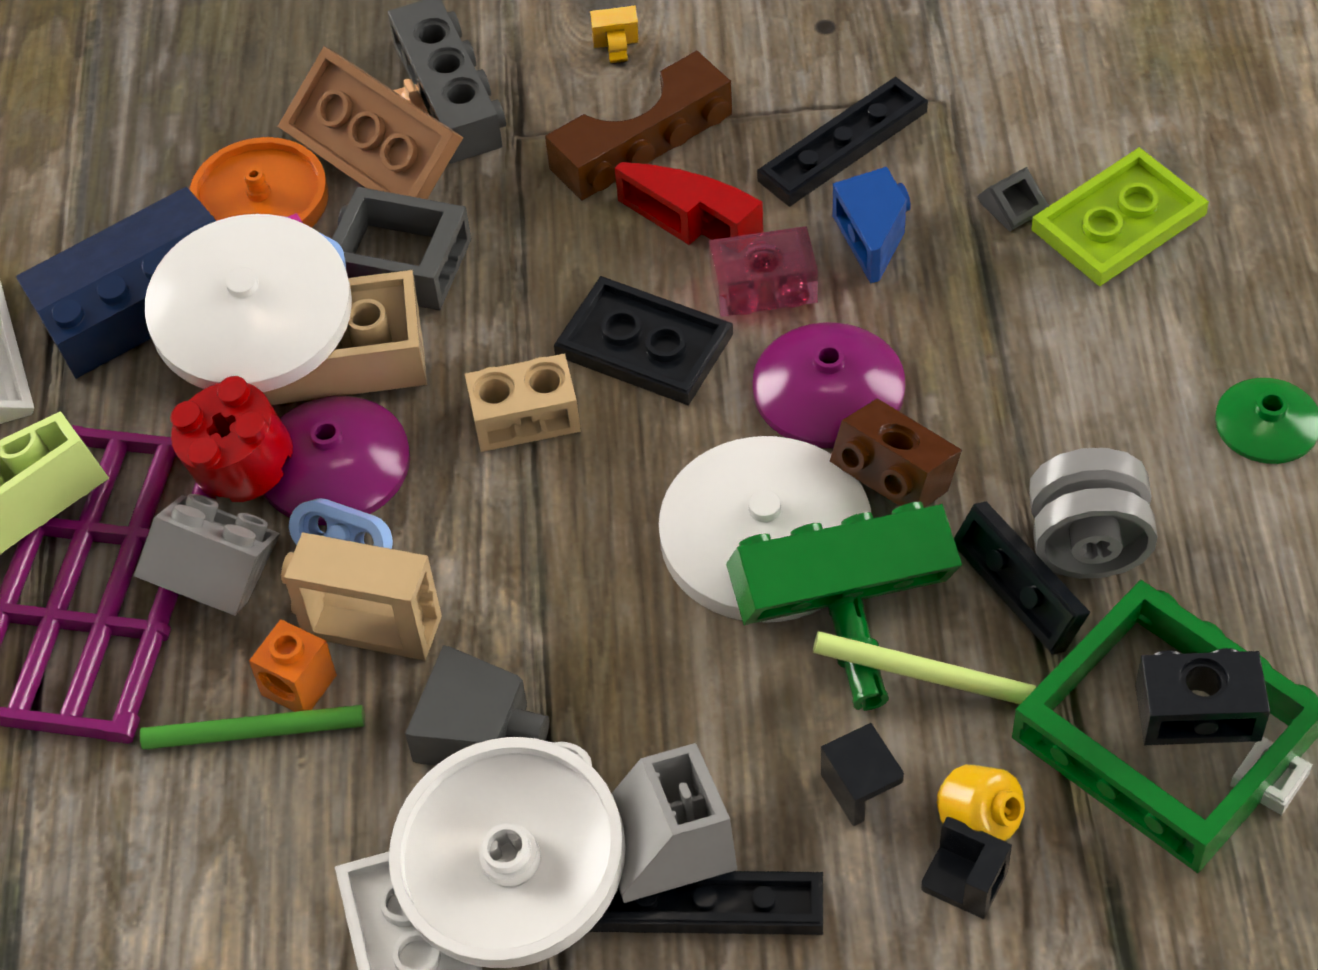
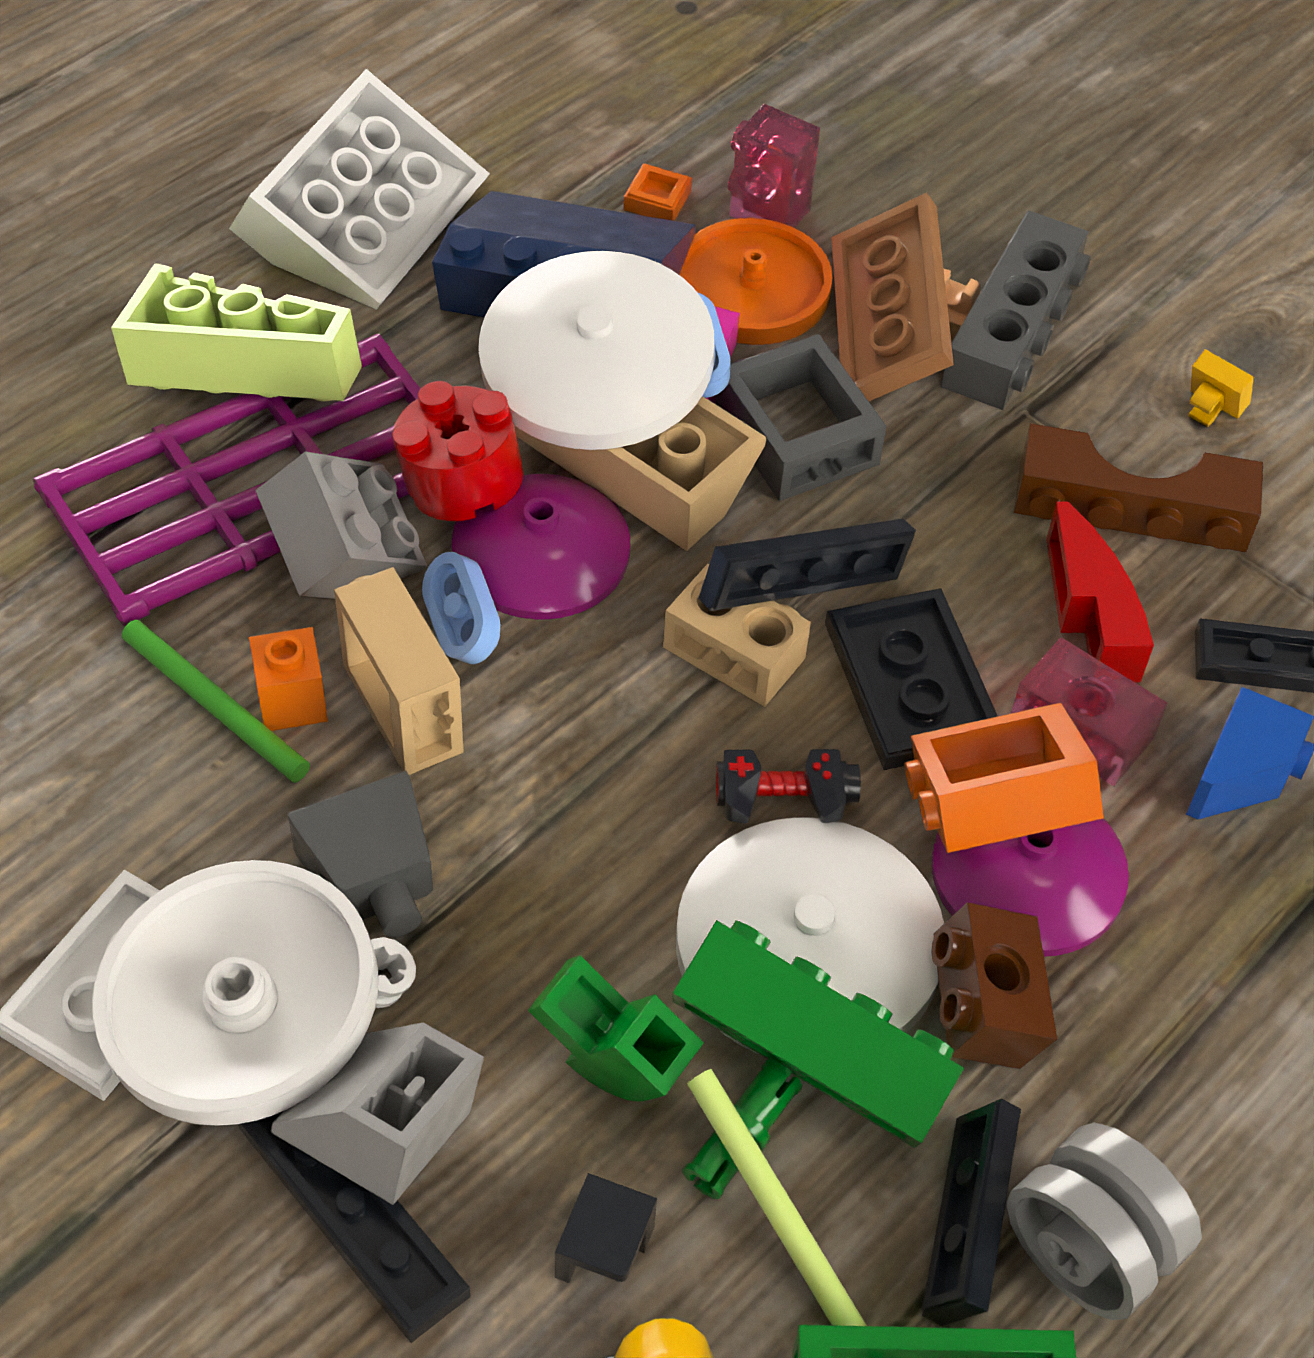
camera: 40 degrees right, 0 degrees up
(127, 189) = (657, 193): none -> orange tile
(199, 108) = (773, 167): none -> clear pink brick
(525, 322) = (805, 564): none -> black tile
(627, 478) = (825, 781): none -> black piece
(746, 674) = (615, 1044): none -> green brick
(816, 322) = (1004, 778): none -> orange window

